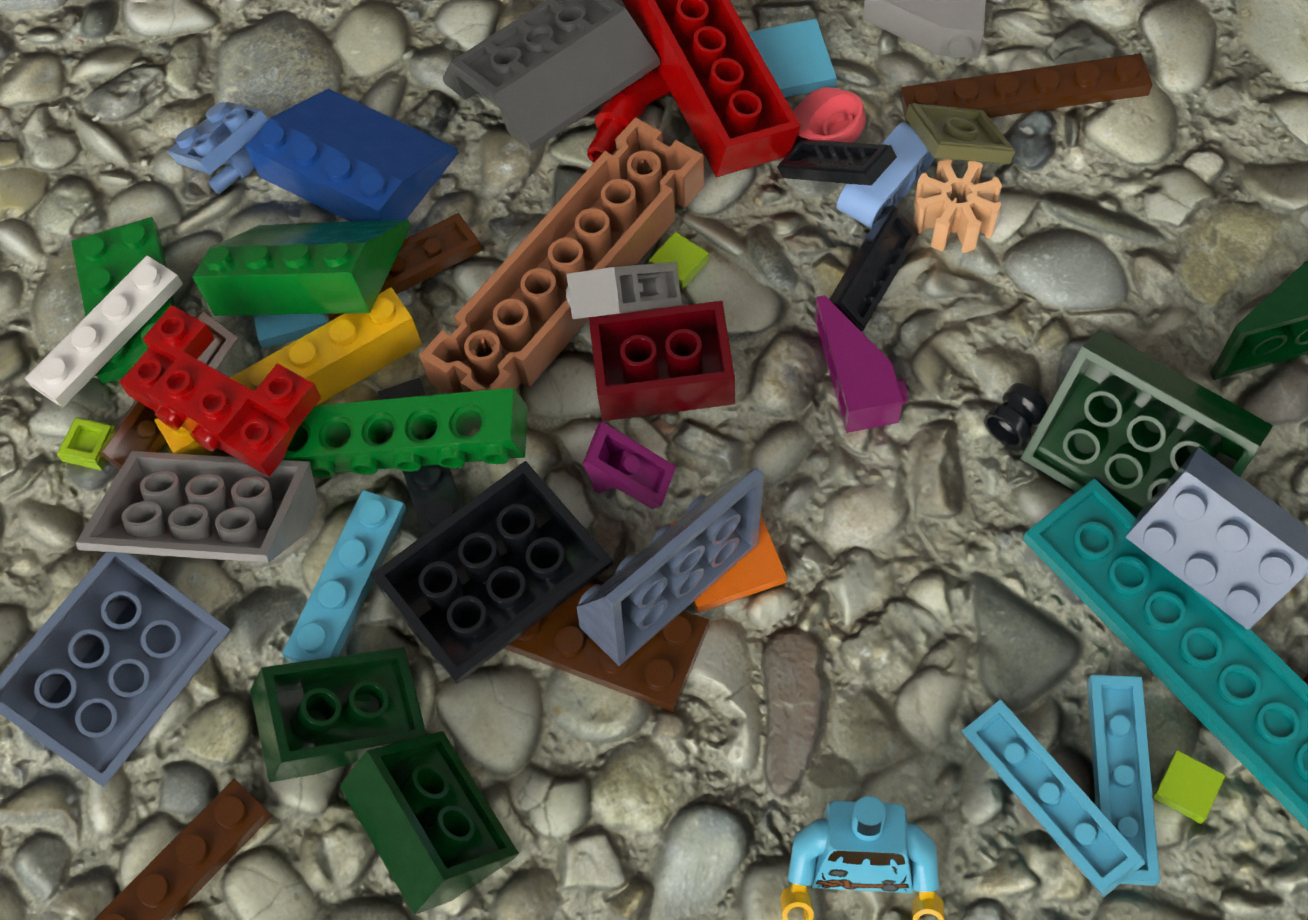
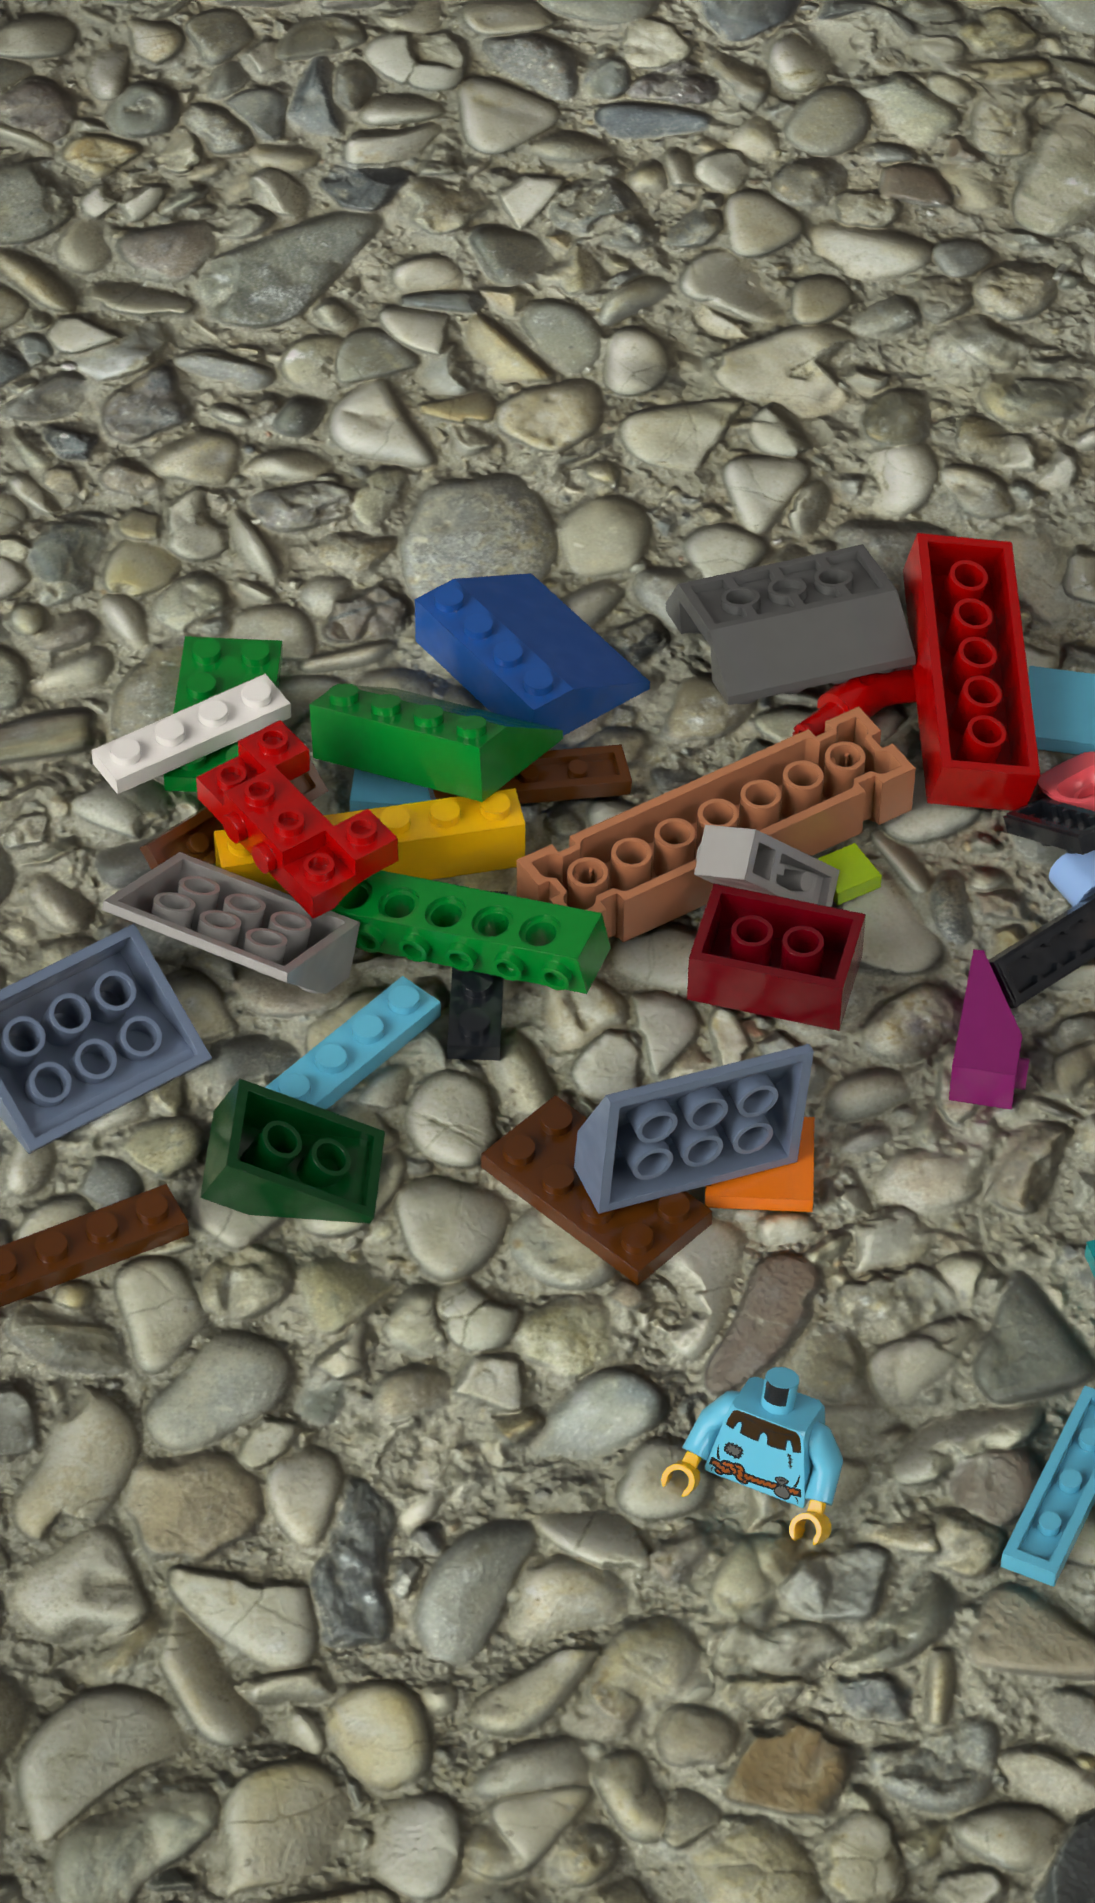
camera: 15 degrees right, 15 degrees down
(84, 442) = (123, 839): lime tile -> none
(220, 140) = (389, 586): medium blue plate -> none
(427, 819) = (344, 1279): dark green slope -> none
(491, 571) = (499, 1077): black slope -> none
(626, 465) = (685, 1033): magenta slope -> none
(1053, 798) = (984, 1467): medium azure plate -> none

